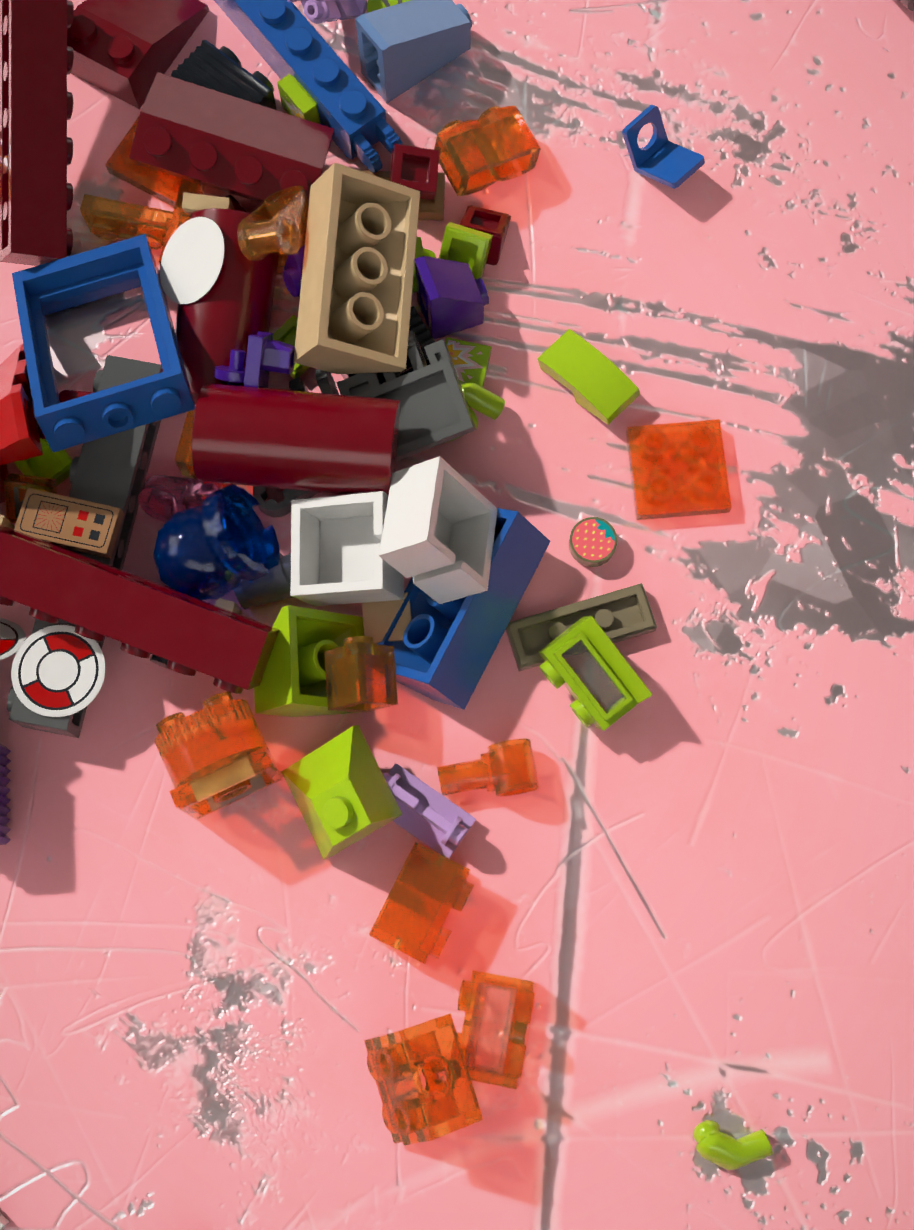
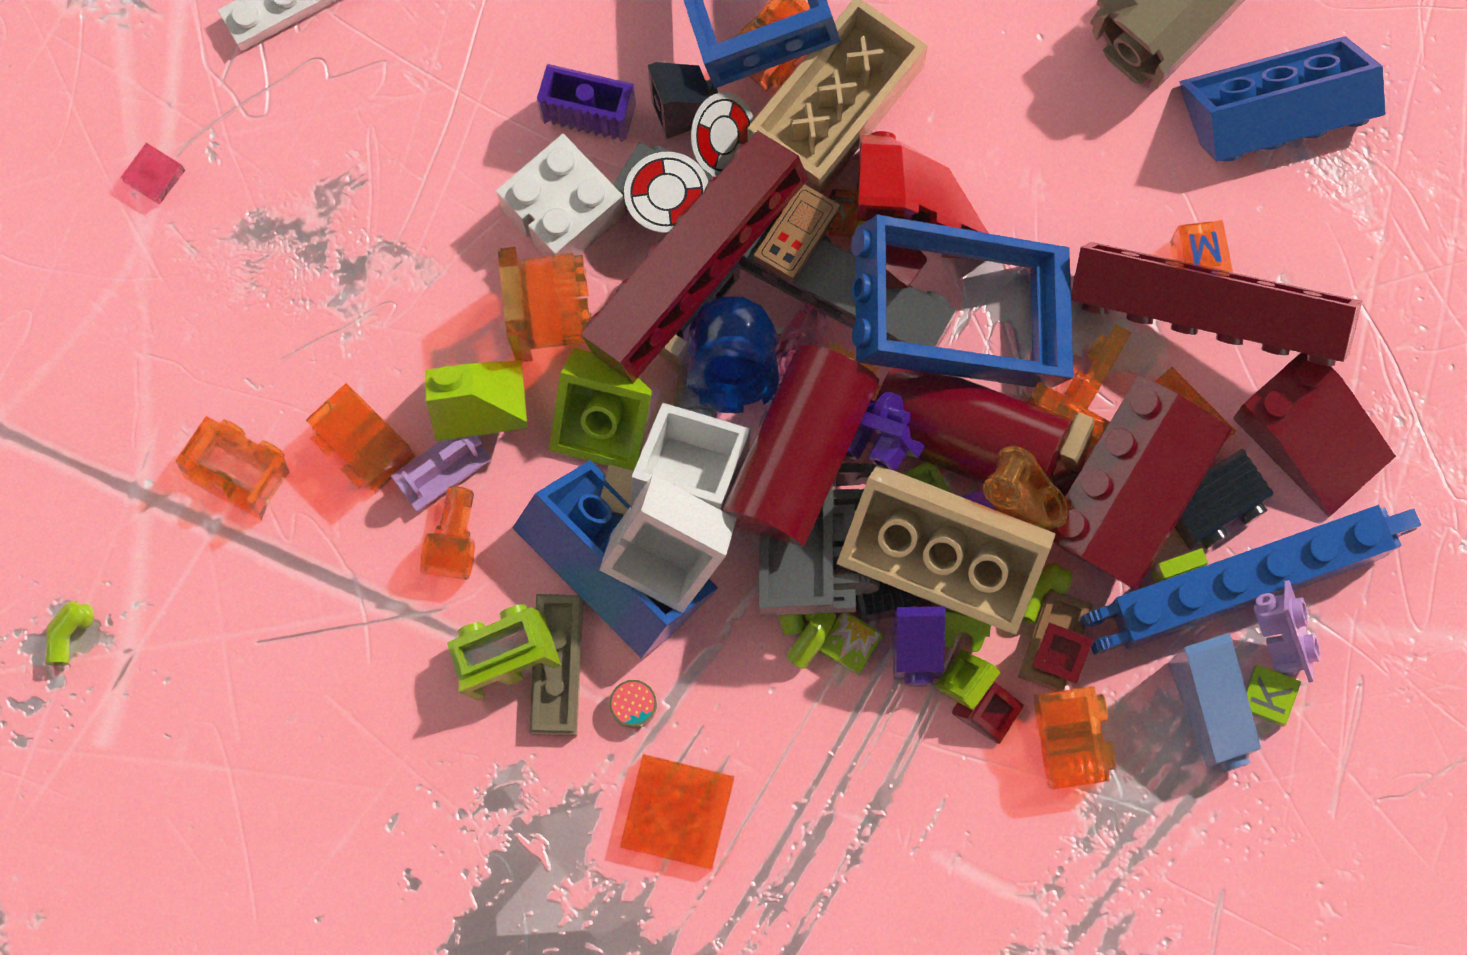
camera: 110 degrees right, 0 degrees up
(91, 780) = (564, 198): none -> white piece
(192, 260) = (1018, 406): white sticker -> none
(360, 676) = (571, 445): clear orange brick -> none
(449, 1096) = (187, 375): clear orange brick -> none
(590, 376) = (798, 756): lime slope -> none
(659, 158) = (1013, 916): blue bracket -> none

